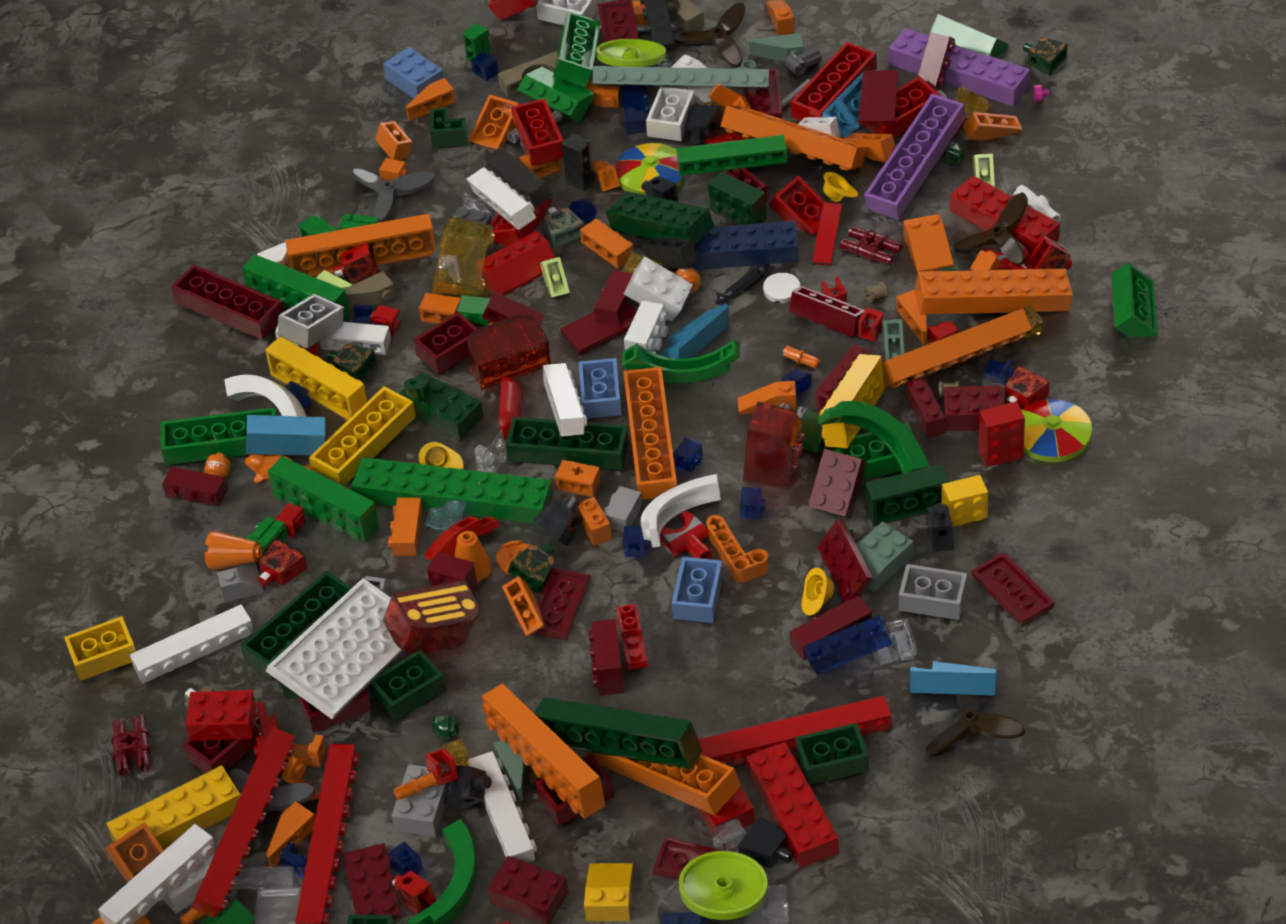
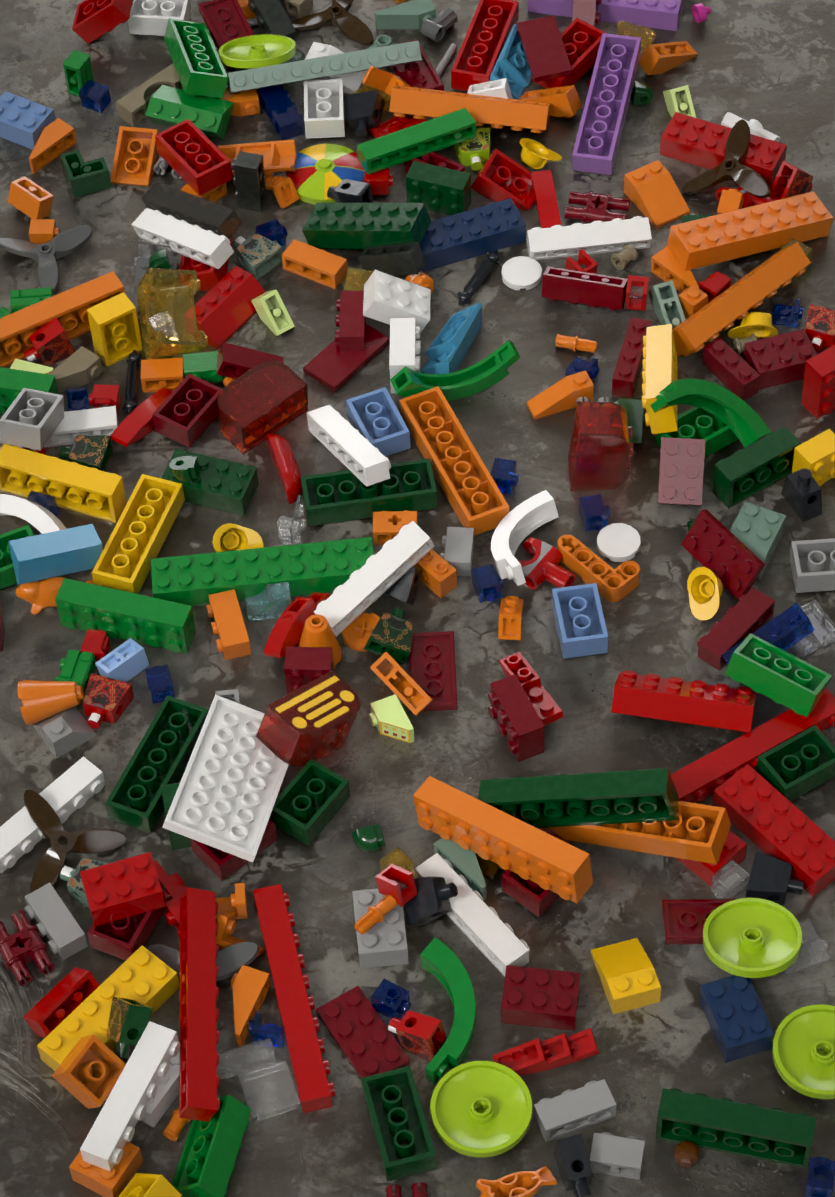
camera: 20 degrees left, 5 degrees up
(141, 793) = (61, 1001): none -> red brick
(165, 731) = (55, 922): none -> light grey brick
(182, 815) = (127, 1023): none -> dark green torso
(212, 672) = (81, 841): none -> dark brown piece
(307, 537) = (123, 662): none -> light blue hinge
(330, 559) = (159, 683): none -> clear blue brick
(403, 344) = (140, 420): none -> red slope
(412, 262) = (114, 329): none -> yellow brick
(413, 311) = (132, 382): none -> black wheel
(472, 212) = (159, 260): none -> dark green piece
(505, 634) = (391, 719): none -> yellowish green slope
(534, 514) = (375, 577): none -> white brick
(605, 144) = (277, 155): none -> orange piece
(640, 573) = (510, 618): none -> orange bracket
(690, 185) = (379, 181): none -> red brick
(755, 677) = (684, 701): none -> red brick
(763, 532) = (618, 542): none -> white tile
(784, 173) = (475, 150): none -> lime torso
(840, 672) = (778, 675): none -> green slope
(850, 269) = (593, 238): none -> white brick
(915, 339) = (692, 300): none -> orange brick
(963, 372) = (754, 323): none -> yellow piece

